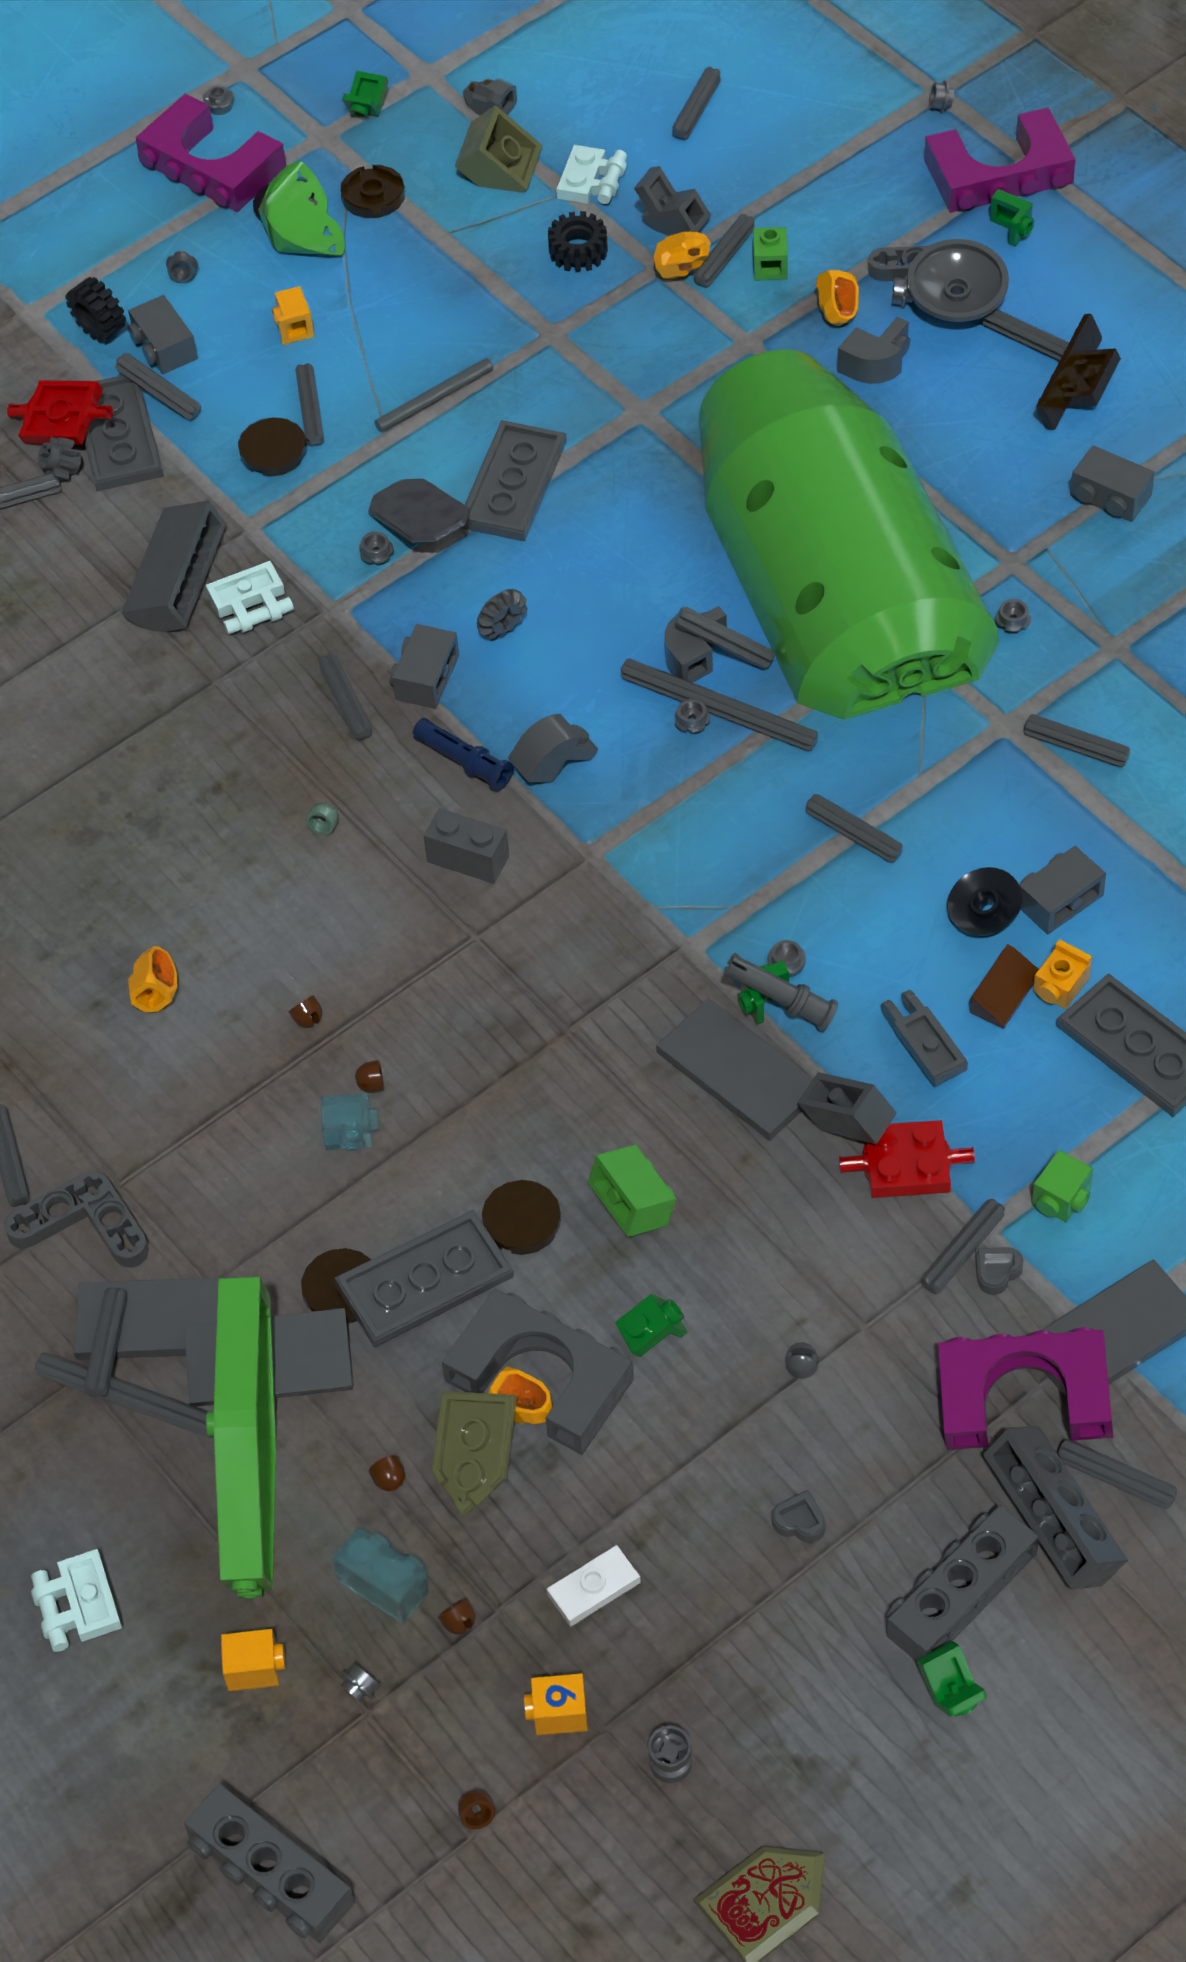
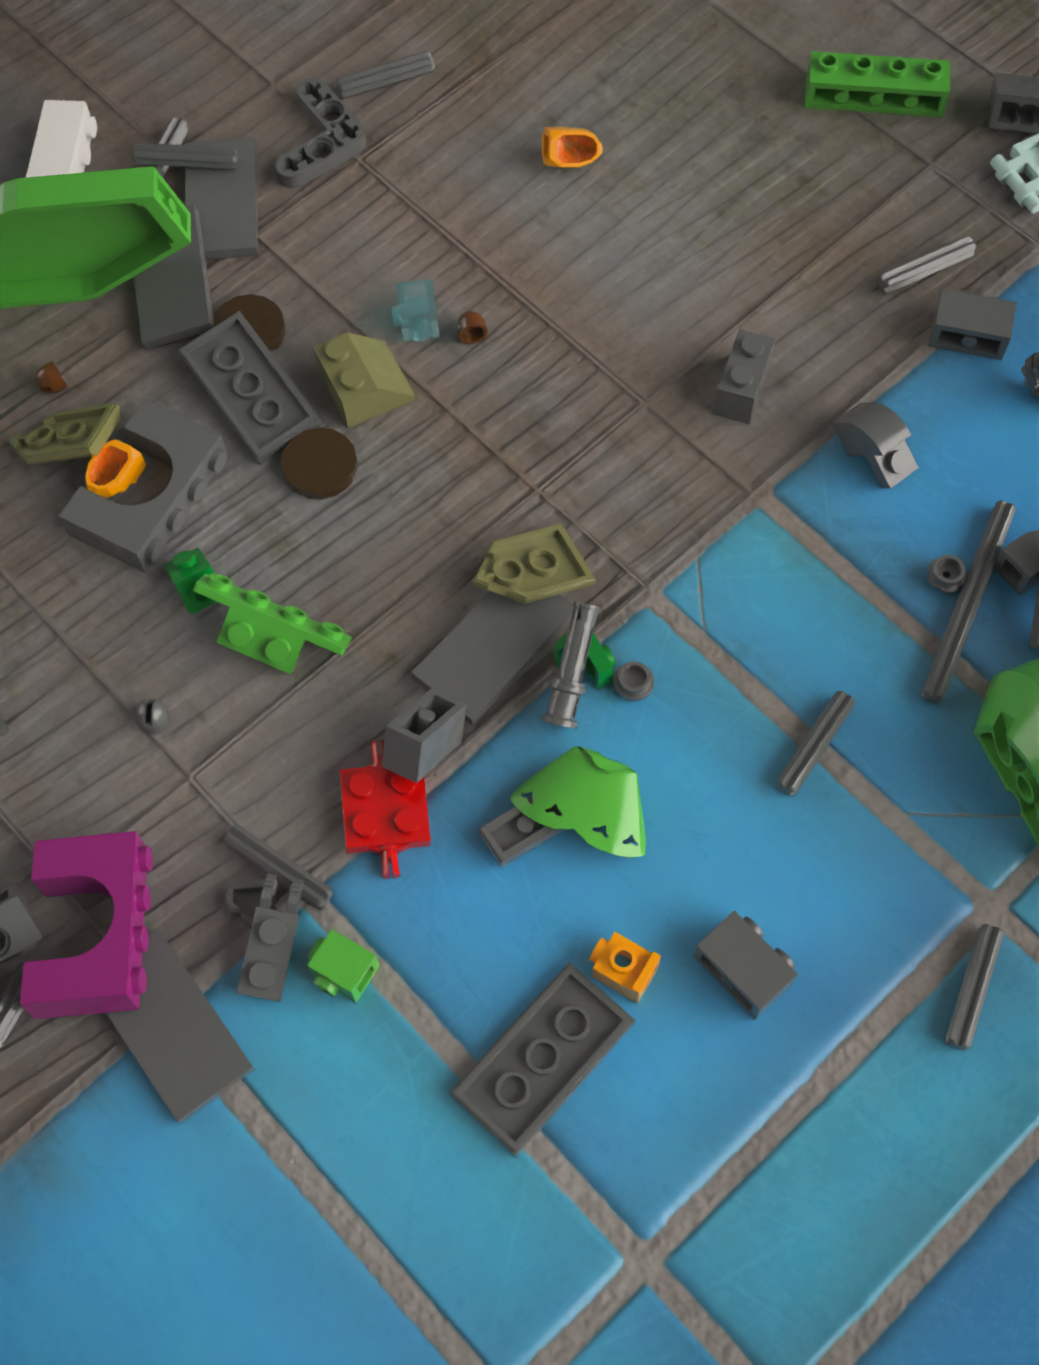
camera: 85 degrees right, 10 degrees up
(89, 1483) = (62, 139): none -> white brick
(114, 710) = (877, 84): none -> bright green brick
(307, 1012) = (543, 270): reddish brown hinge -> none
(317, 824) = (770, 258): sand green hinge -> none
(427, 1177) = (361, 377): none -> olive slope
(475, 760) = (848, 387): dark blue pin -> none
(631, 1190) = (334, 547): bright green brick -> none
(665, 1025) = (533, 566): none -> olive tile
(720, 1247) = (265, 628): none -> bright green bracket
(899, 989) = (589, 795): none -> bright green piece
(978, 890) = (718, 864): black dish -> none
(1003, 987) = (609, 904): reddish brown slope -> none
(1037, 1242) = (270, 943): none -> dark grey hinge

